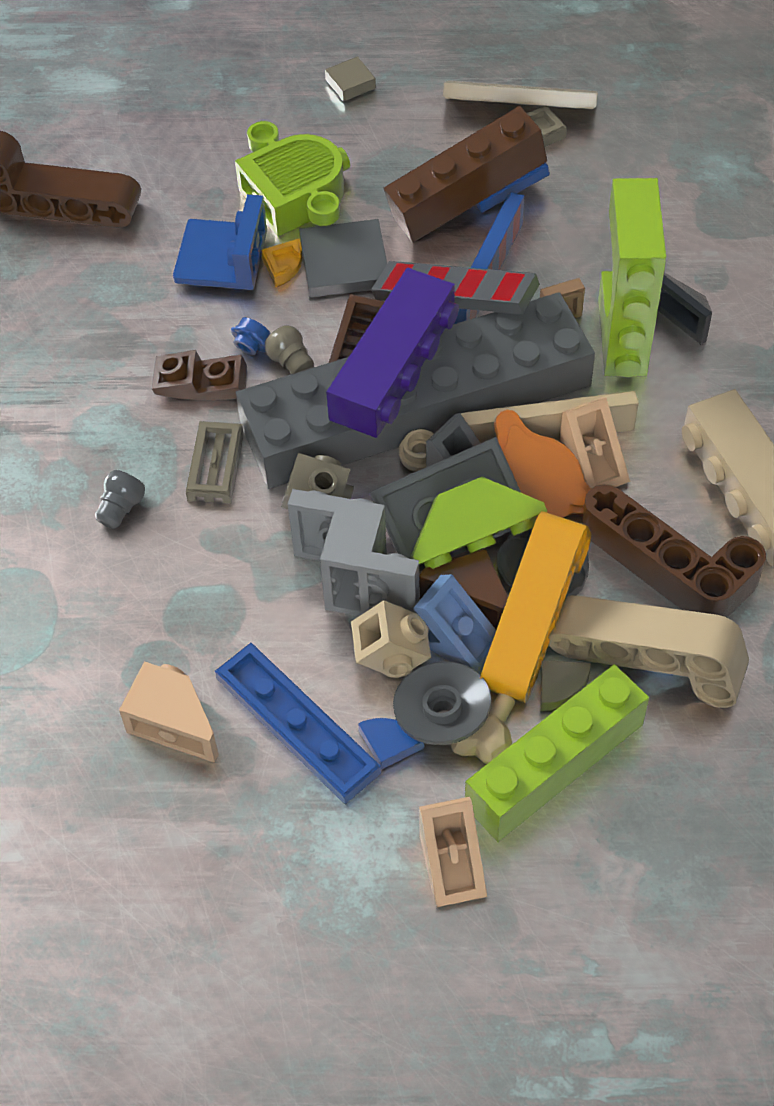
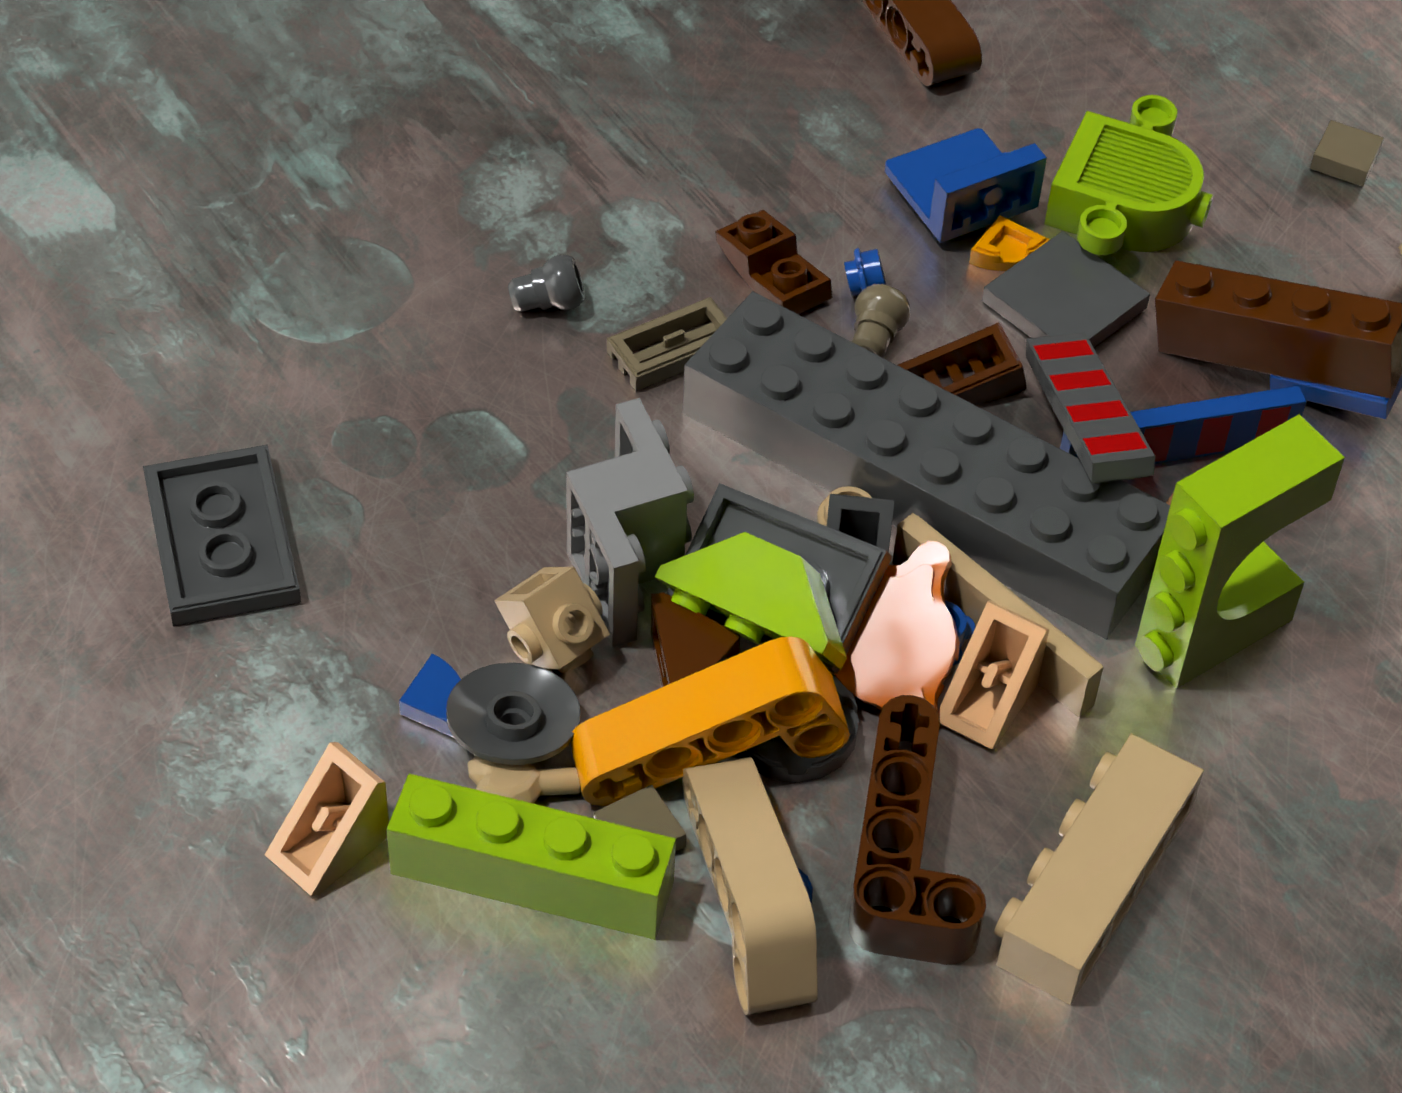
camera: 50 degrees right, 5 degrees down
(160, 795) = (221, 535): none -> dark grey tile
(168, 712) = (319, 478): light nougat slope -> none
(298, 723) = (397, 605): blue tile -> none
(318, 474) = (702, 439): dark tan brick -> none
(392, 353) = (913, 385): dark purple brick -> none
(455, 624) = (623, 655): medium blue slope -> none
(685, 308) = (1319, 662): black slope -> none

